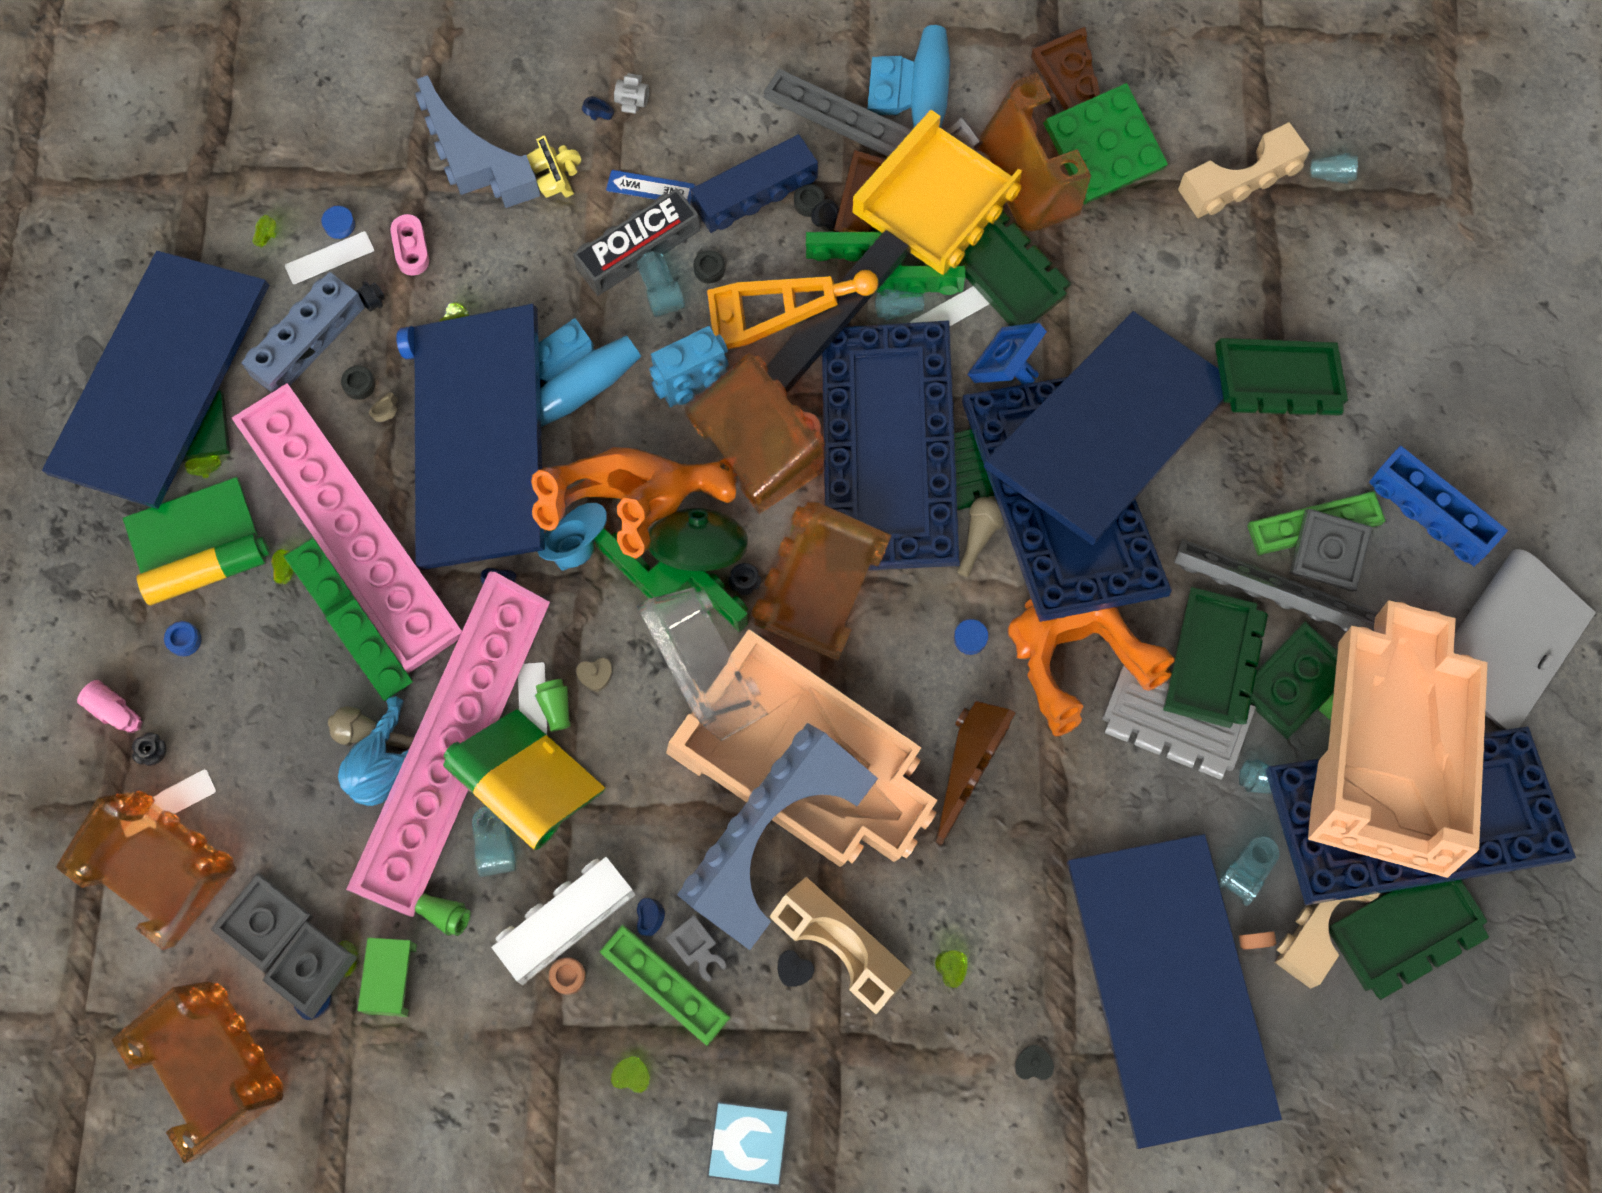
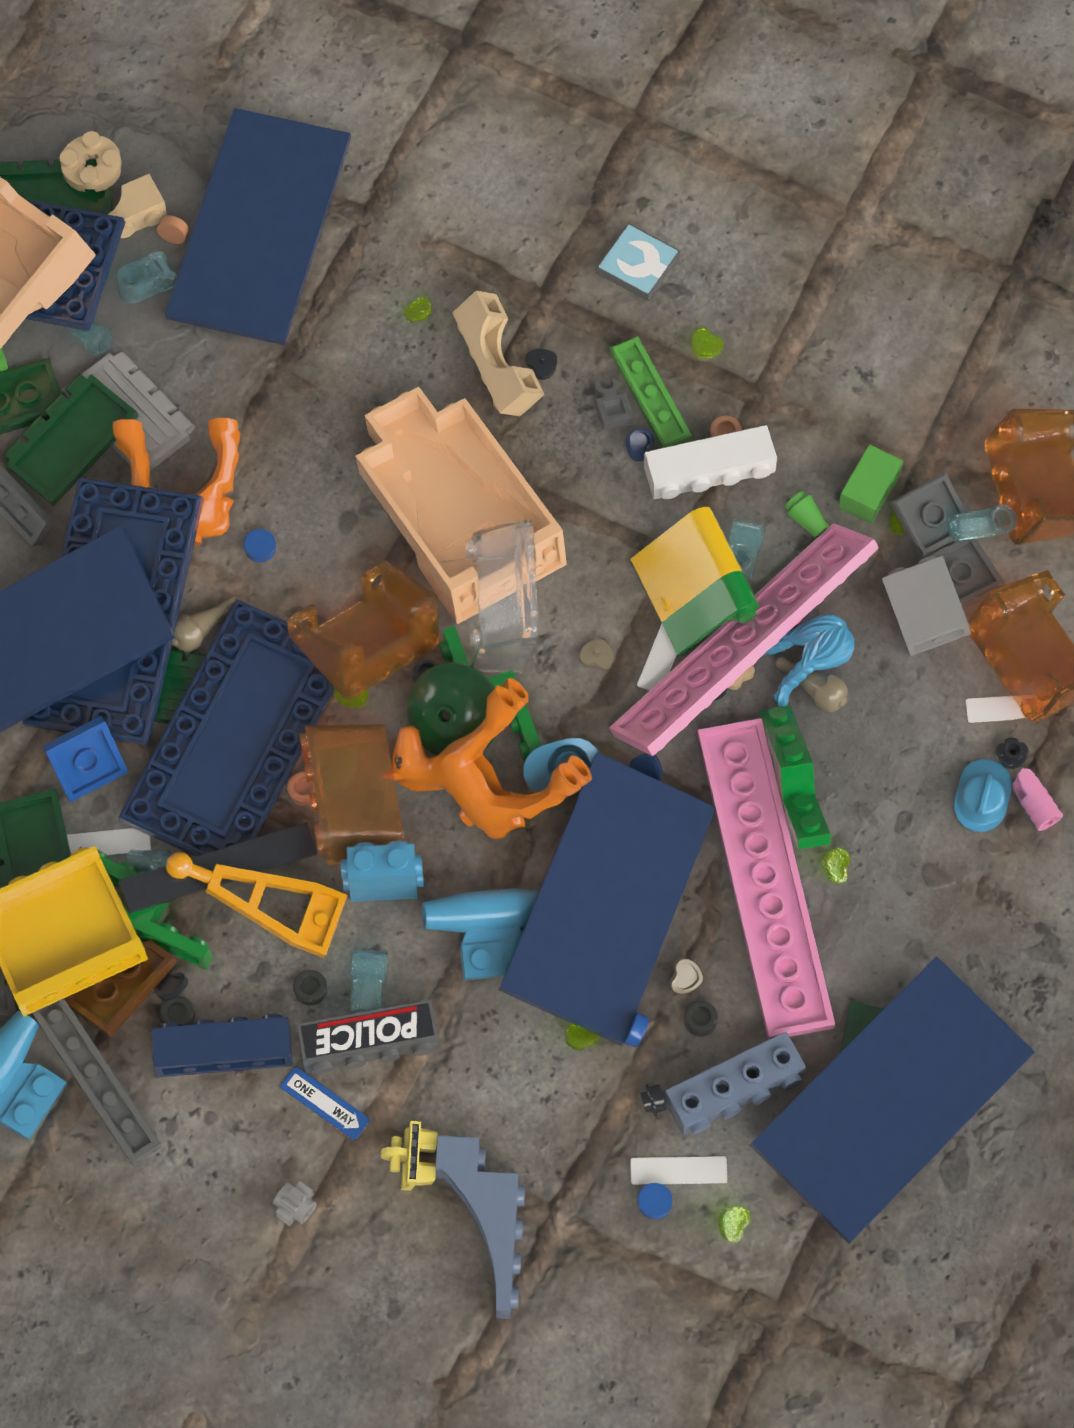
camera: 155 degrees left, 5 degrees down
(167, 699) = (982, 795): none -> dark azure piece
(182, 638) = (951, 841): blue tile -> none
(194, 541) = (909, 921): green door -> none
(203, 466) = (878, 993): clear neon green piece -> none
(246, 985) = (981, 523): none -> clear light blue piece
(281, 858) = (926, 605): none -> light grey panel
(411, 246) = (592, 1138): bright pink plate -> none
(553, 701) = (643, 640): bright green cone -> none
(596, 108) = (337, 1209): dark blue piece -> none
(721, 882) = (450, 463): sand blue arch -> none
(974, 747) = (306, 448): reddish brown wedge -> none
(1034, 1063) = (393, 226): pearl dark grey piece -> none
(1408, 966) = (89, 147): none -> tan plate

